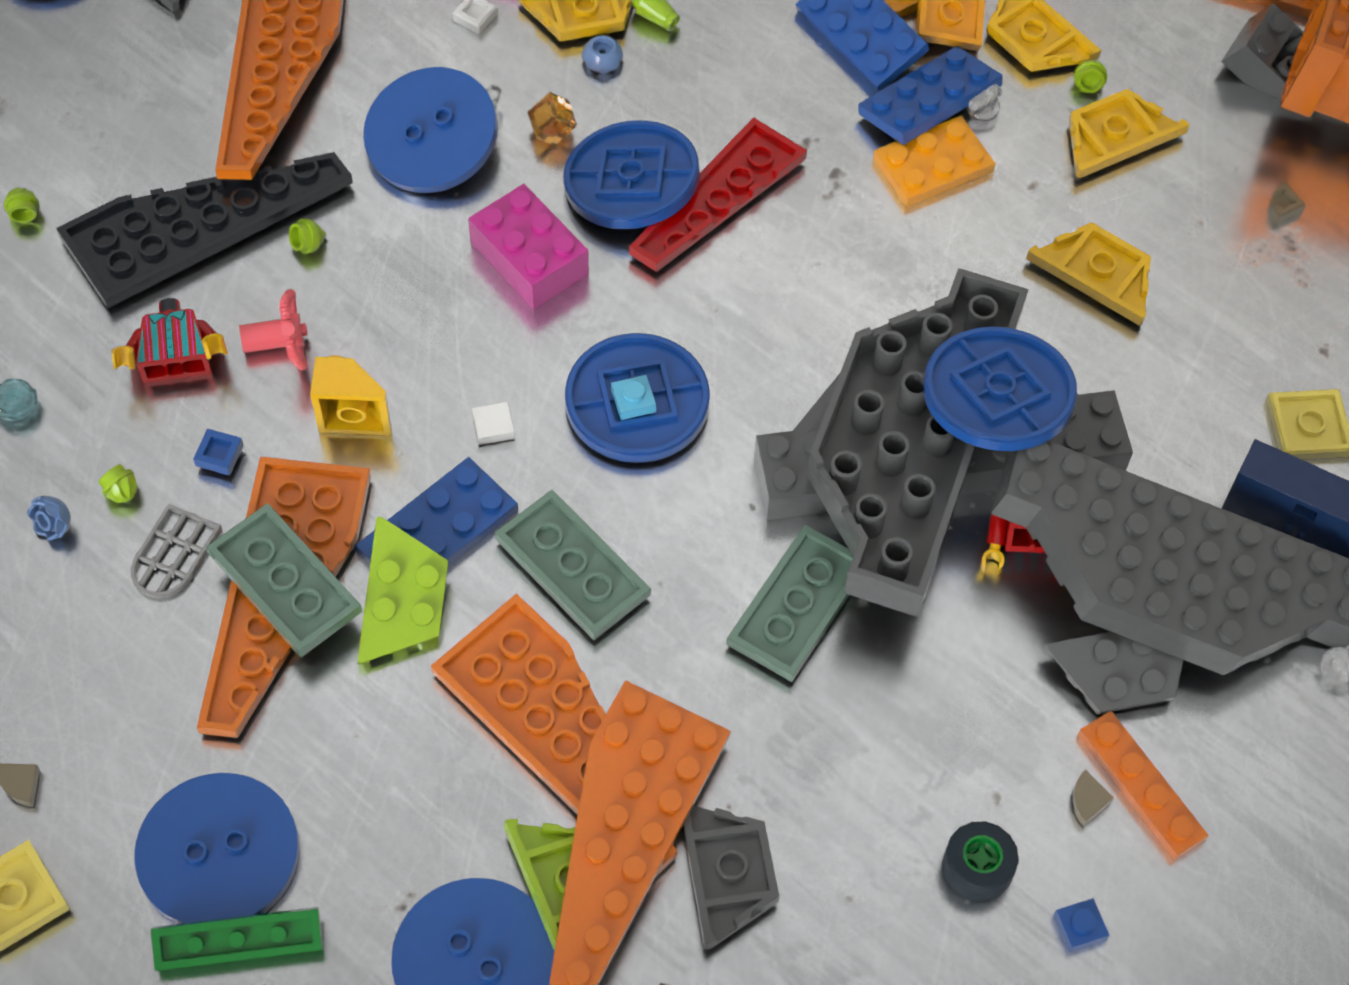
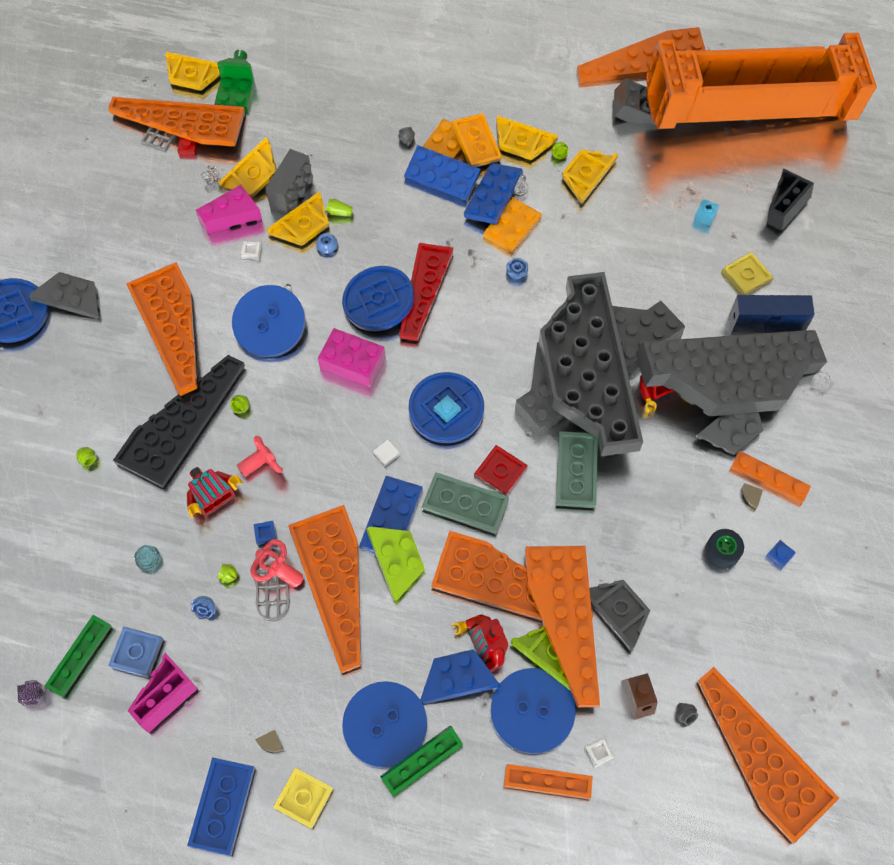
camera: 25 degrees left, 5 degrees up
(196, 510) = (278, 567): none -> coral piece
(284, 580) = (339, 579): sand green plate -> none
(348, 398) = (315, 475): yellow slope -> none
(379, 834) = (457, 676): none -> blue wing
(466, 804) = (487, 638): none -> red torso
(552, 118) = (324, 287): clear orange plate -> none
(667, 542) = (500, 470): none -> red tile
(899, 223) = (517, 263): none -> medium blue plate
(999, 388) = (621, 326): blue plate -> none
(1100, 268) = (617, 243): yellow wing -> none
(1285, 204) = (678, 173): dark tan tile -> none
(1295, 288) = (706, 212): none -> medium azure plate

